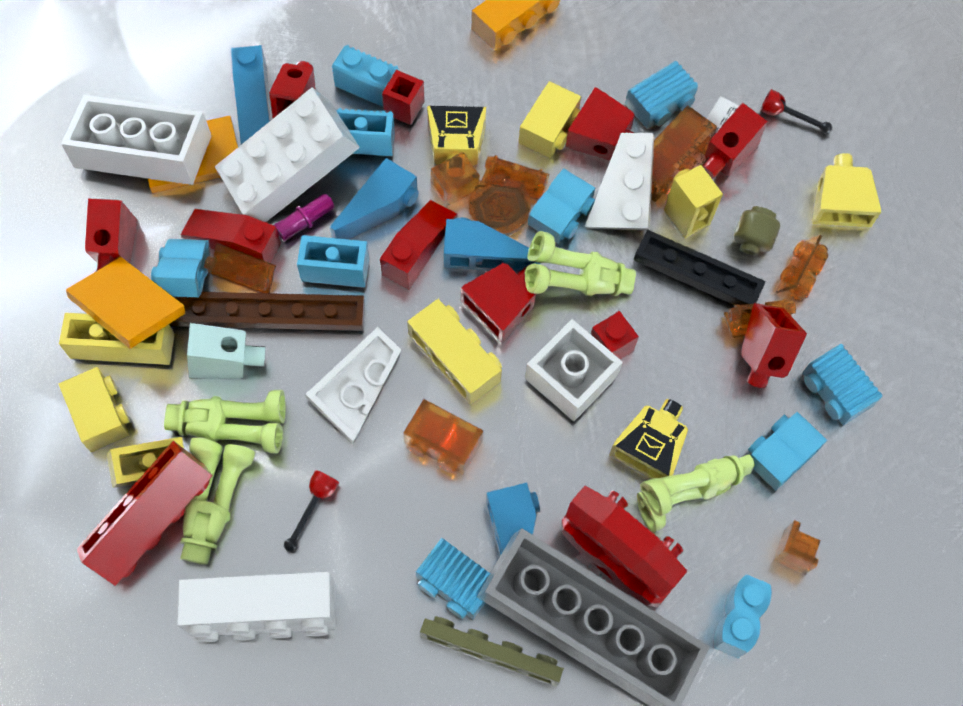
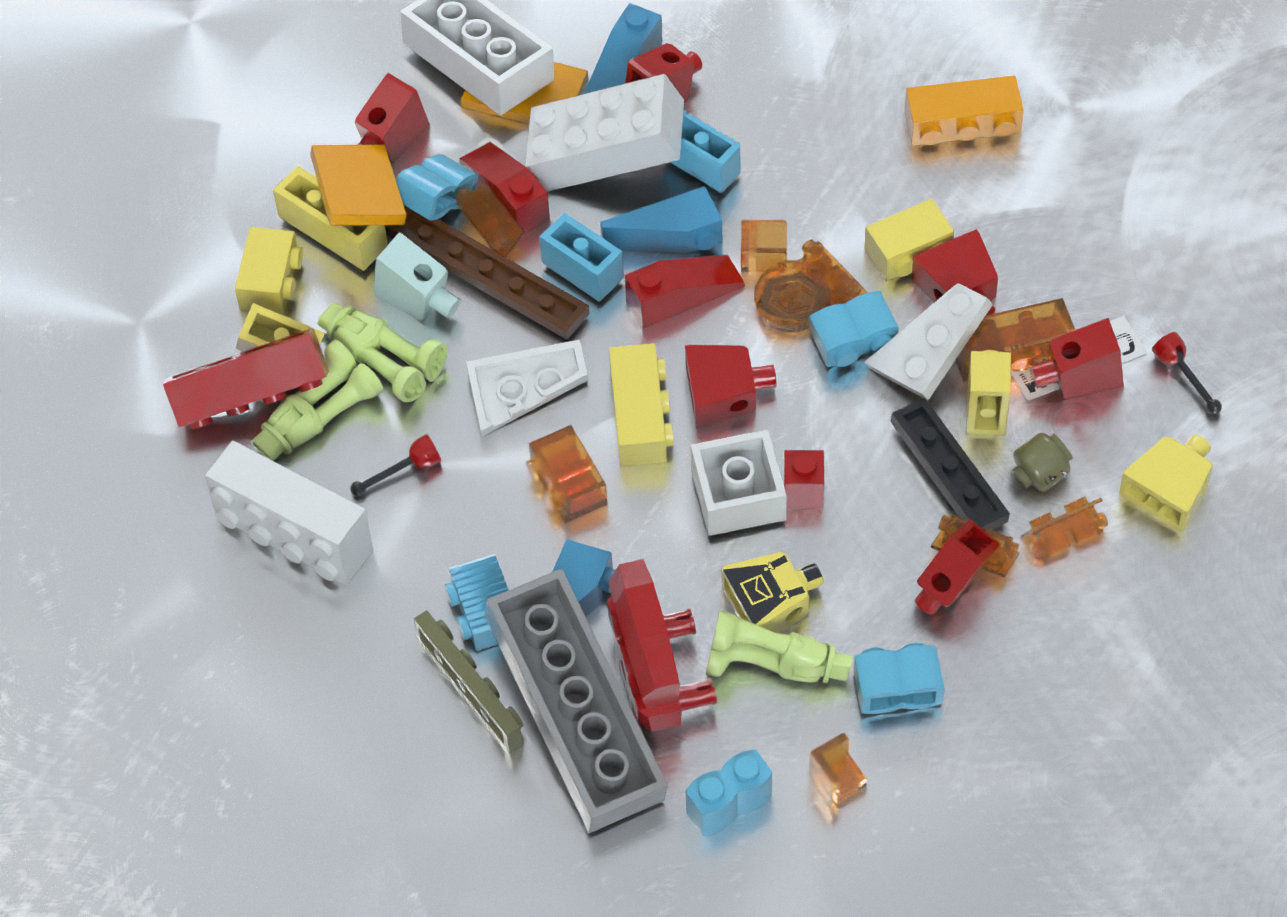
camera: 40 degrees right, 10 degrees down
(304, 217) = (586, 204): dark pink axle -> none
(362, 74) = (749, 101): medium azure brick -> none
(403, 96) = (770, 139): red brick -> none
(456, 131) = (803, 201): torso -> none
(480, 247) = (734, 318): dark azure slope -> none
(596, 274) = (834, 412): yellowish green piece -> none
(661, 95) = (1050, 275): medium azure brick -> none
(841, 385) = (1008, 654): medium azure brick -> none

